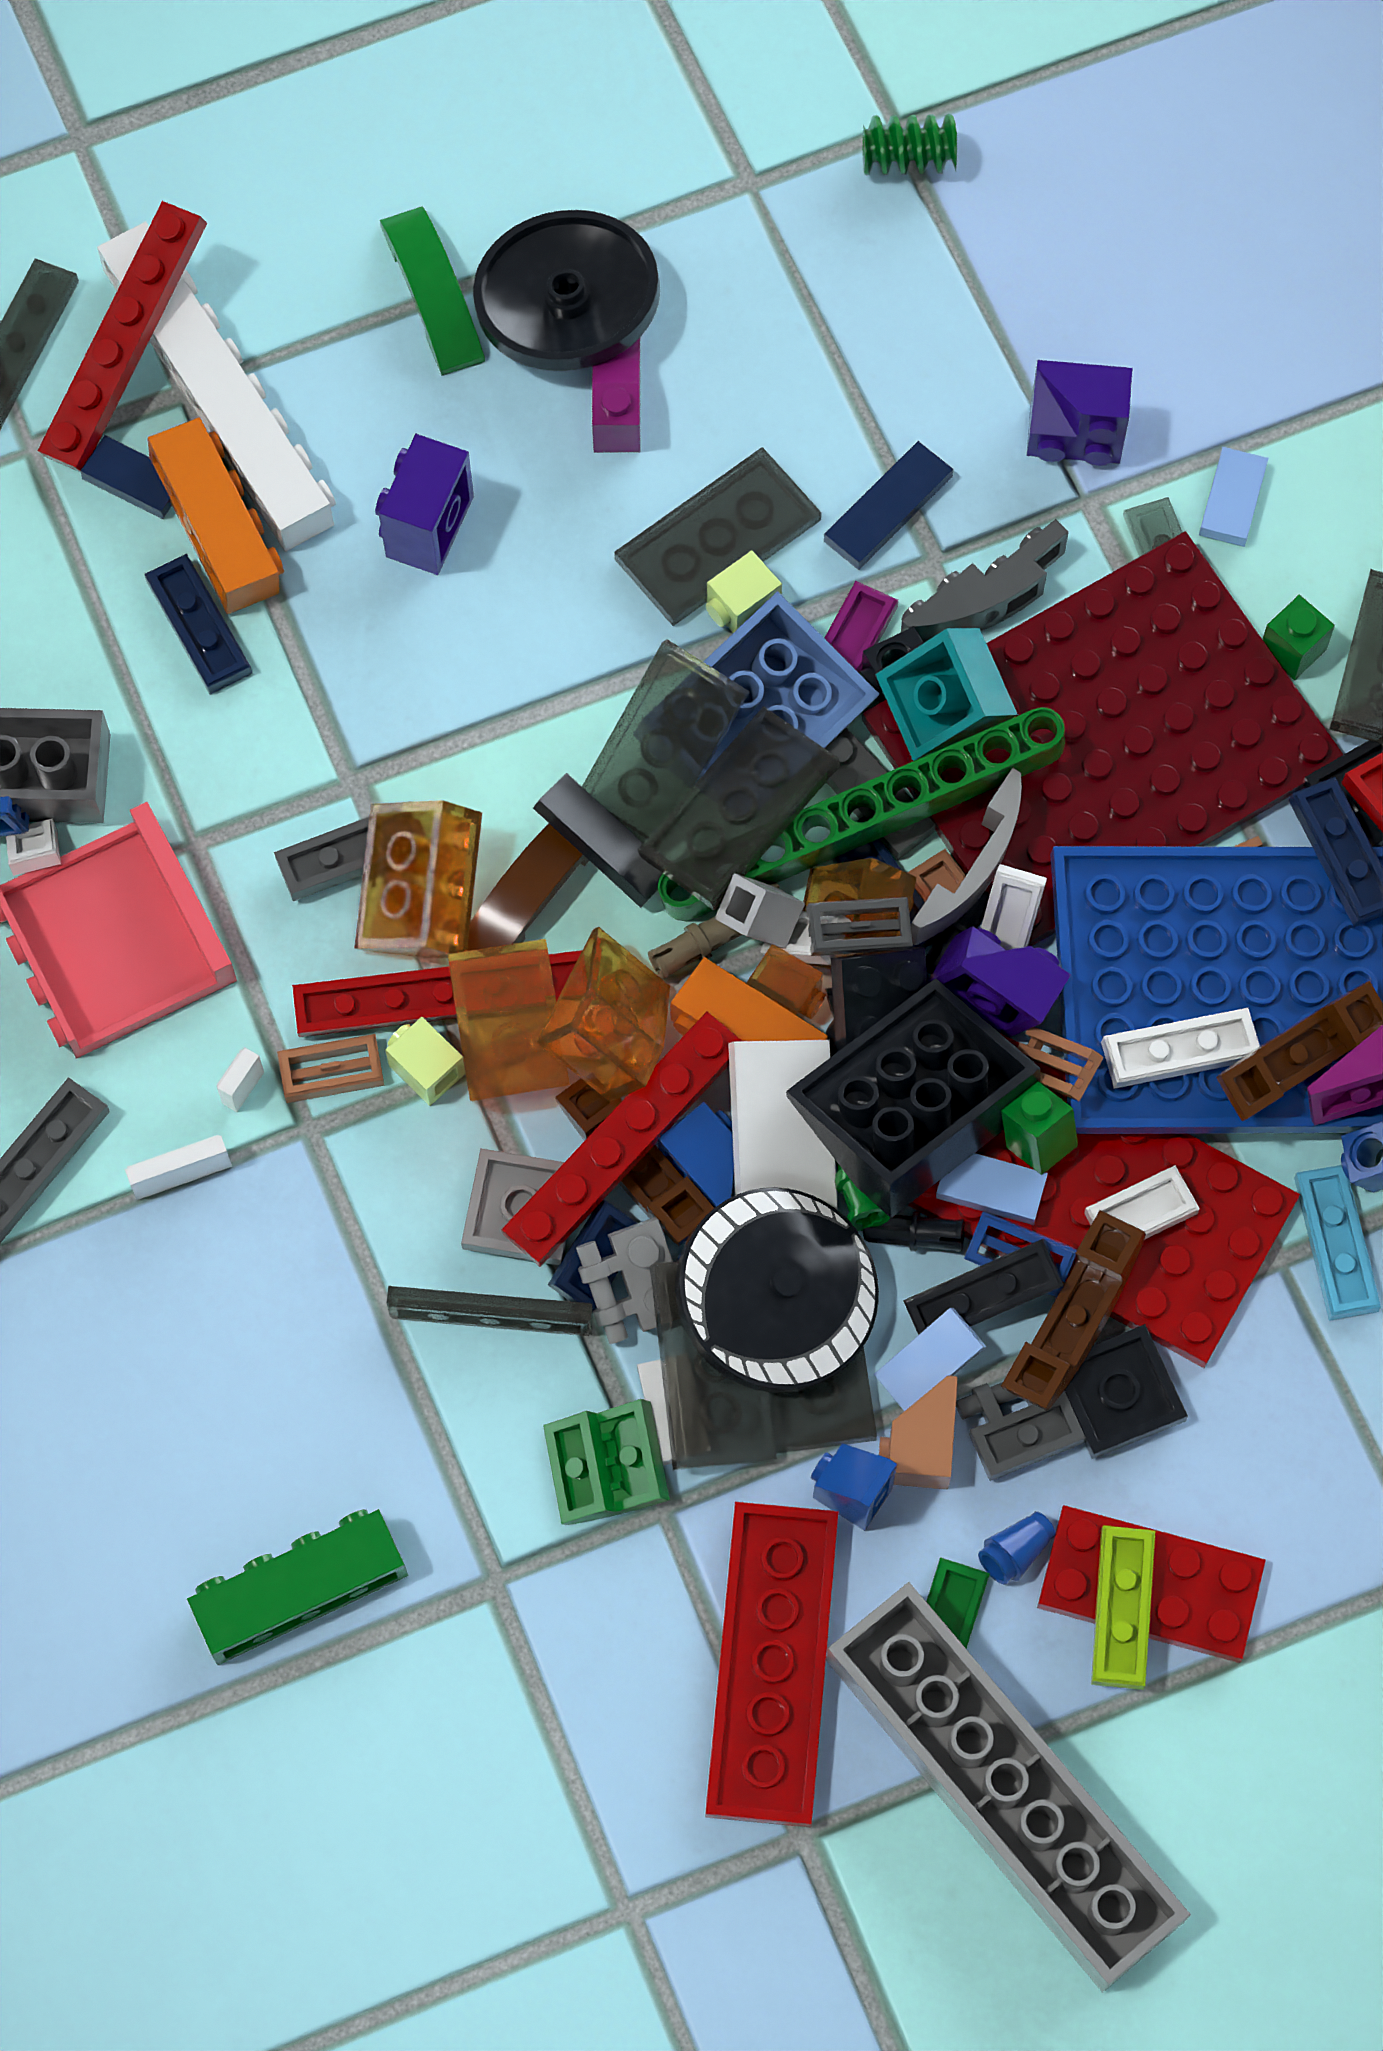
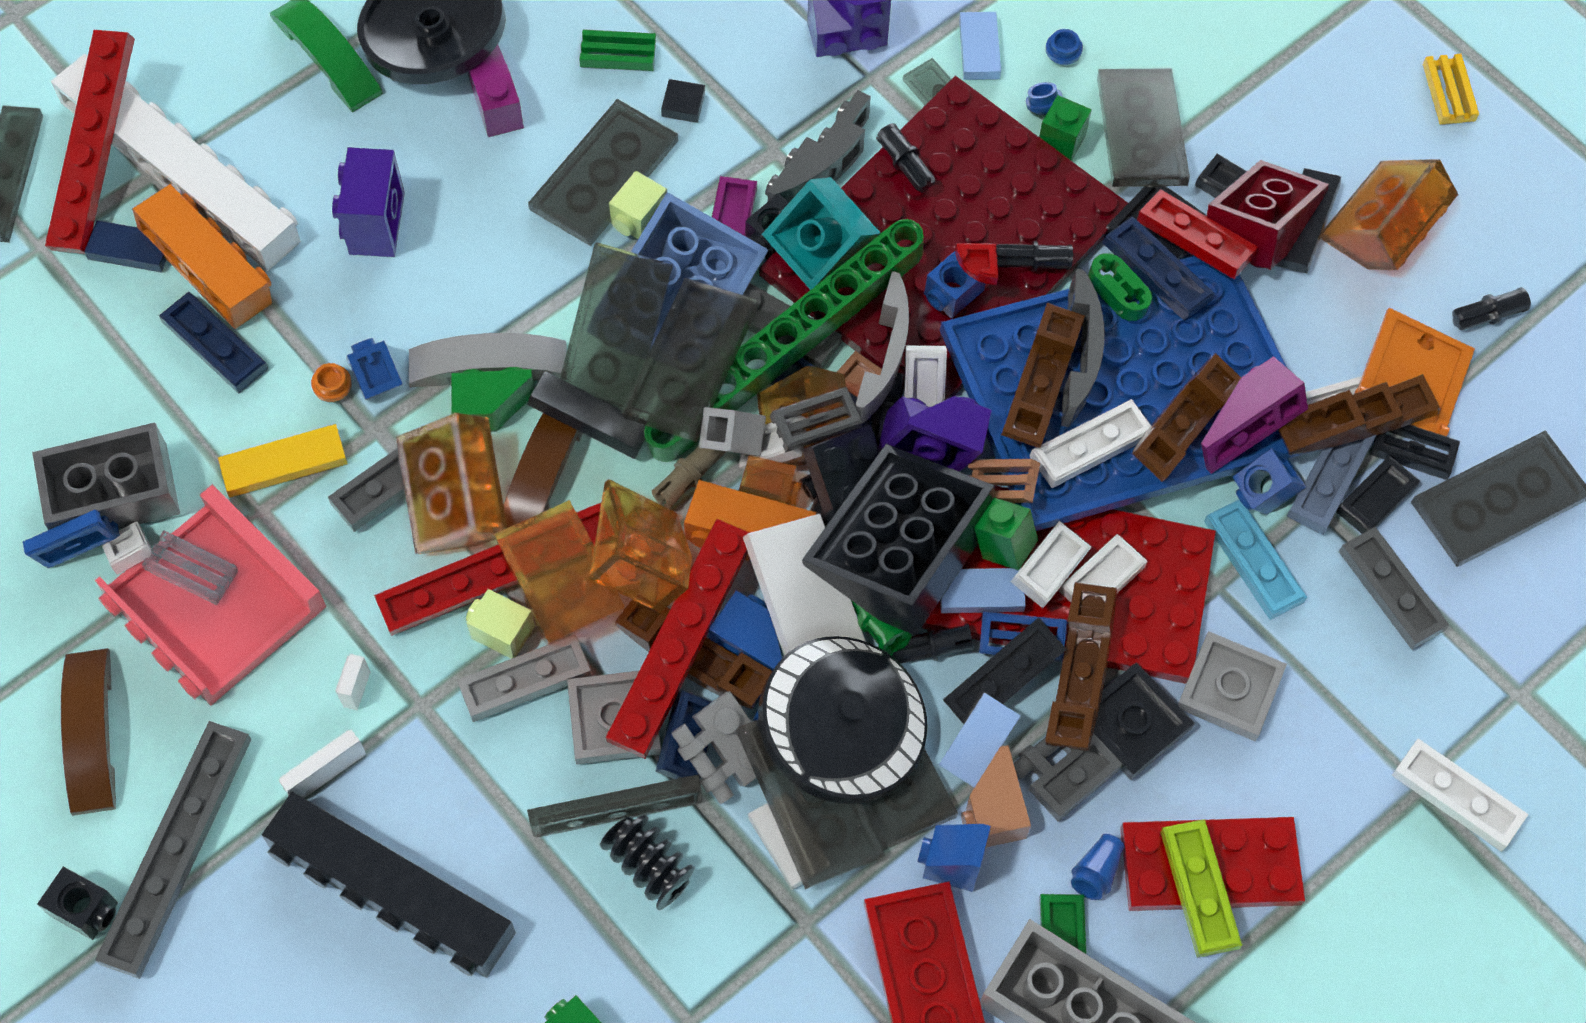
camera: 20 degrees left, 5 degrees down
(68, 864) = (160, 551): none -> clear light blue tile
(213, 1324) = (389, 885): none -> black brick
(236, 792) = (282, 460): none -> yellow tile
(318, 713) = (331, 382): none -> orange plate
(335, 1085) = (430, 666): nougat tile -> none
(371, 710) = (373, 368): none -> blue bracket
(433, 1131) = (523, 678): none -> light grey plate
(495, 782) = (491, 393): none -> green slope
(505, 1383) = (647, 860): none -> black piece
(506, 732) = (436, 360): none -> light grey slope
(606, 1462) = (748, 900): green slope -> none
(786, 375) = (618, 44): none -> green tile
(842, 470) = (683, 100): none -> black tile
(888, 505) = (726, 116): dark blue tile -> none
(1082, 1179) = (1050, 564): none -> white tile
(1083, 624) = (905, 157): none -> black axle
(1096, 783) = (947, 298): none -> blue brick
(1120, 785) = (978, 261): none -> red tile
(1148, 950) = (1043, 375): none -> reddish brown slope
(1196, 793) = (1034, 256): none -> black axle
(1229, 882) = (1083, 300): none -> dark grey slope
(1249, 1385) = (1231, 686): none -> light grey plate
(1276, 866) = (1121, 285): none -> green beam
(1286, 585) = (1042, 97): none -> blue plate
(1338, 528) = (1064, 47): none -> blue plate

